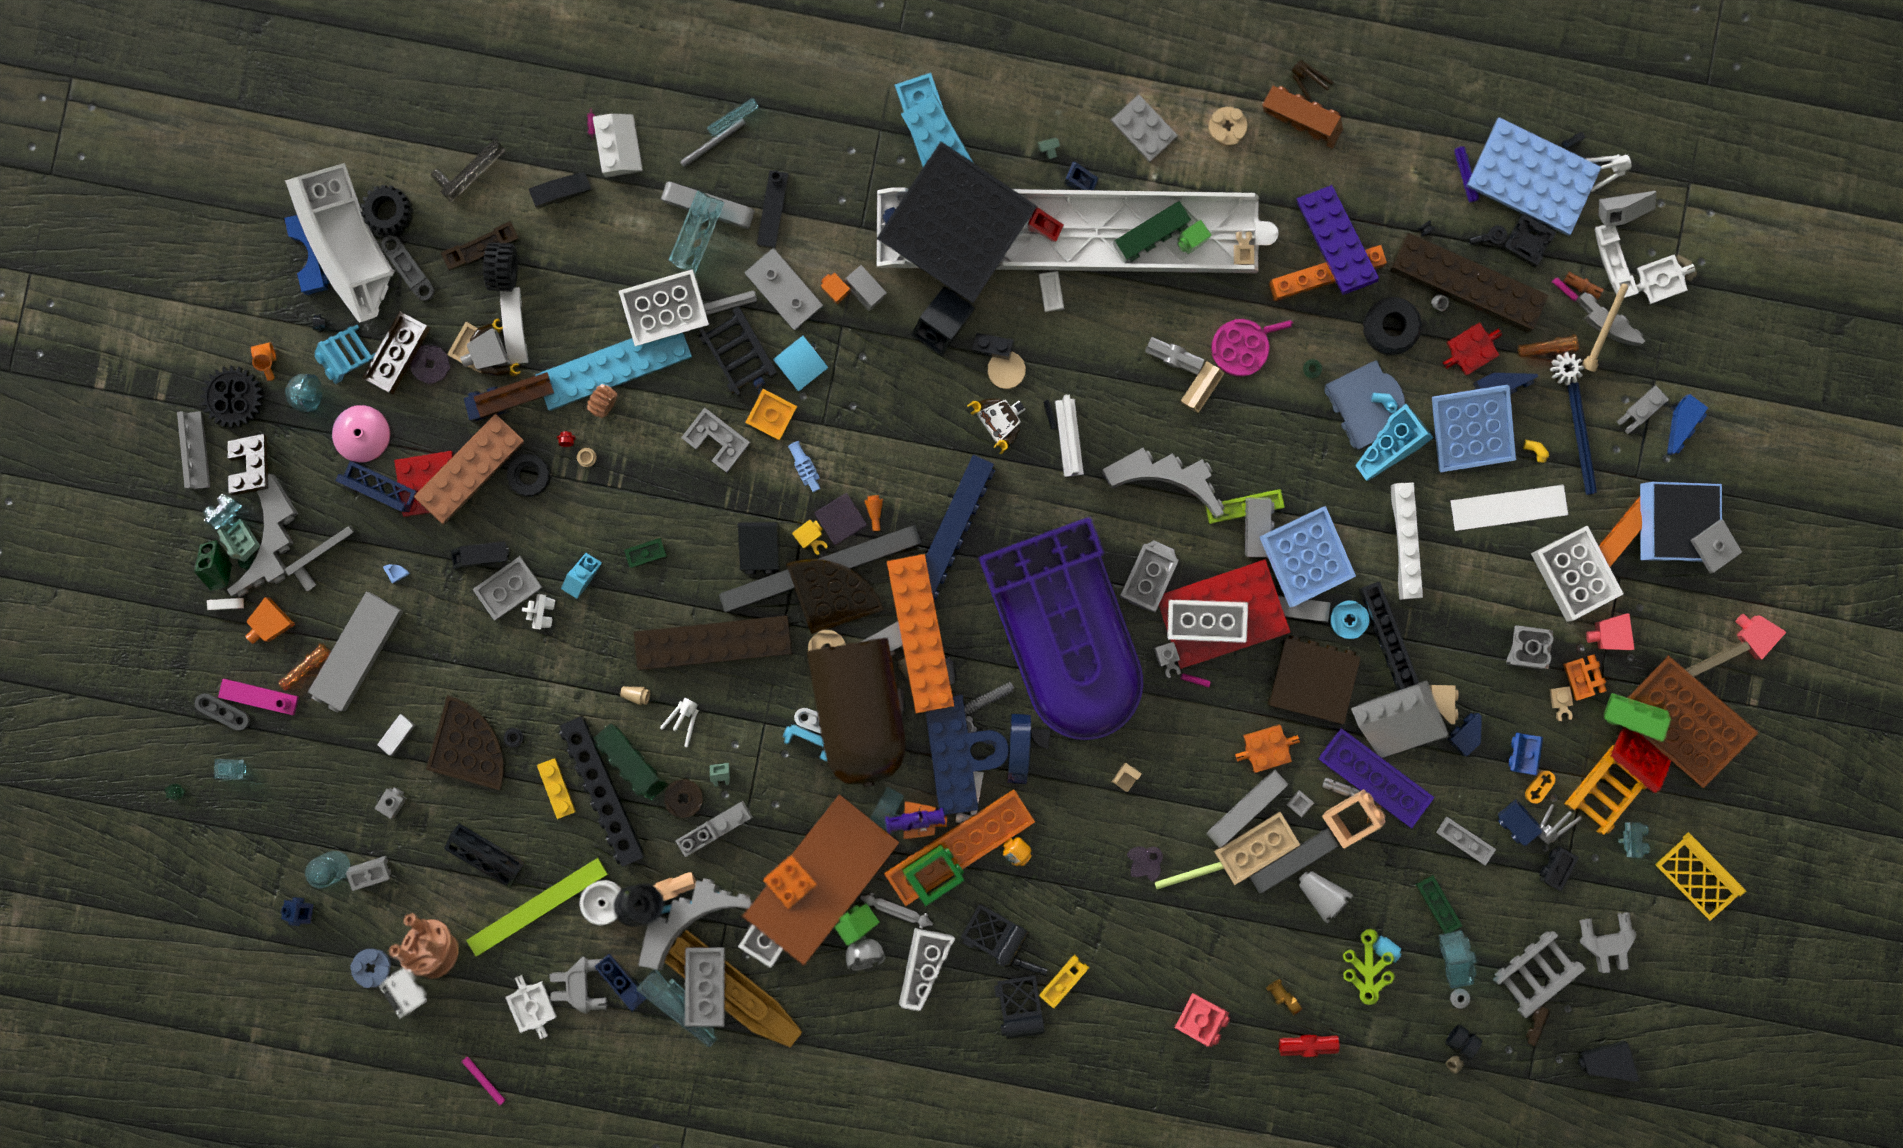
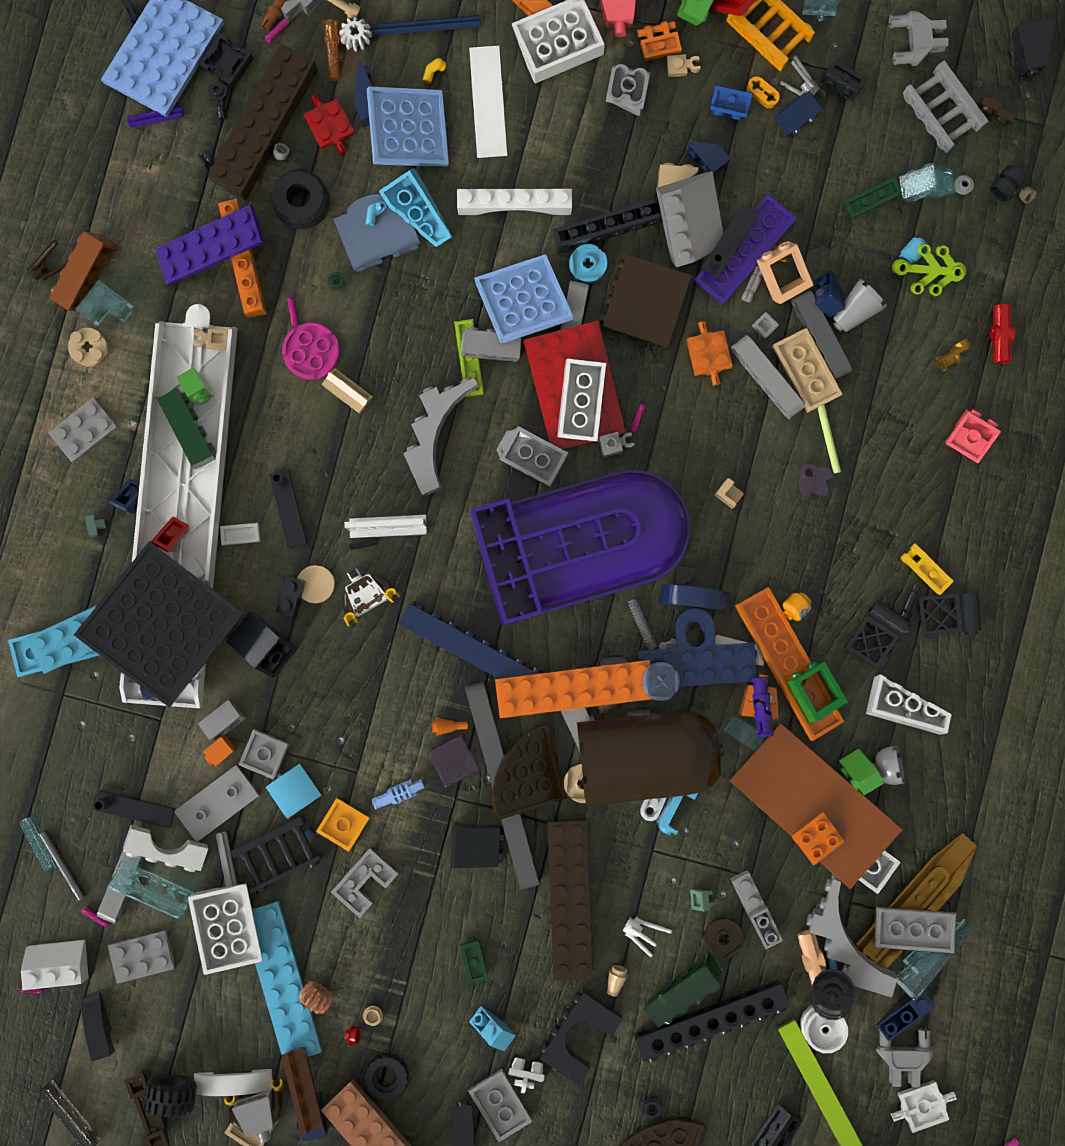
camera: 85 degrees left, 0 degrees up
(556, 788) = (705, 1066): yellow plate -> none
(606, 665) = (584, 1009): none -> black arch
(629, 227) = (141, 956): none -> light grey plate
(666, 177) = (88, 912): none -> dark pink piece
(732, 267) = (189, 855): none -> white arch
(809, 534) = (466, 794): yellow brick -> none
(835, 332) = (264, 754): none -> light grey plate
(896, 910) = (847, 730): light grey wheel -> none
(933, 718) = (660, 681): none -> sand blue tile
(1080, 337) = (288, 508): none -> black piece
(1174, 356) = (314, 416): light grey piece -> none
(1275, 138) = (101, 301): none -> clear light blue brick
(1335, 865) = (829, 294): none -> dark blue slope
(1382, 761) = (729, 241): none -> black piece
(1465, 841) = (811, 167): light grey plate -> none

